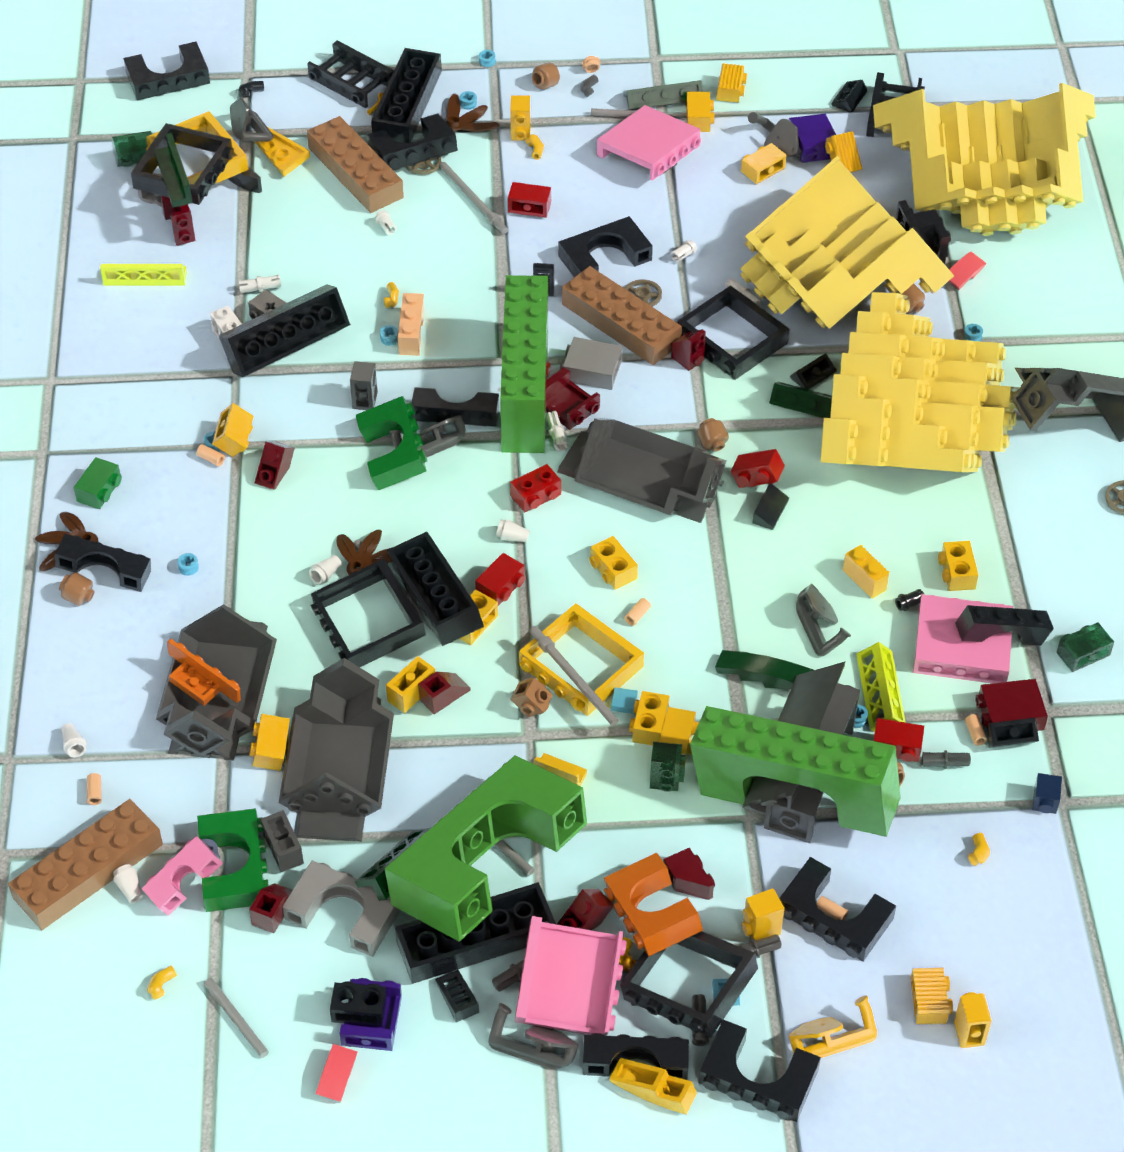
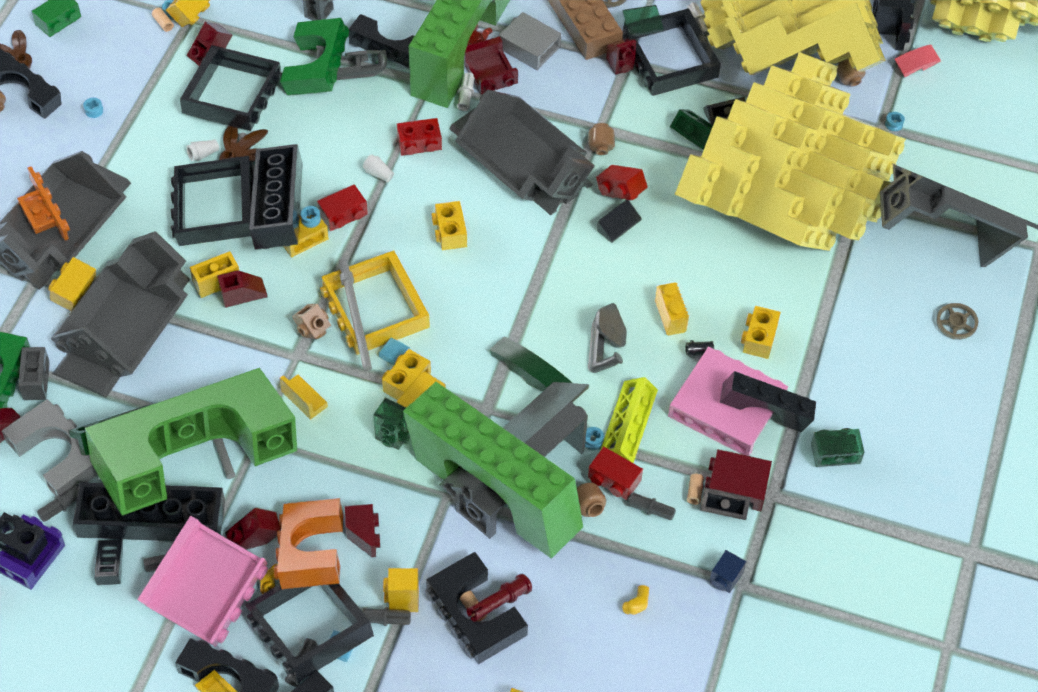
camera: 20 degrees right, 5 degrees up
(323, 471) = (235, 60): none -> black window
(378, 957) = (58, 504): none -> dark grey axle
(479, 591) = (307, 211): none -> medium azure bush
(529, 1052) = (148, 627): dark grey piece -> none
(637, 611) = (449, 276): light nougat piece -> none
(694, 309) = (643, 20): none -> clear green piece
(859, 885) = (507, 593): none -> dark red pin

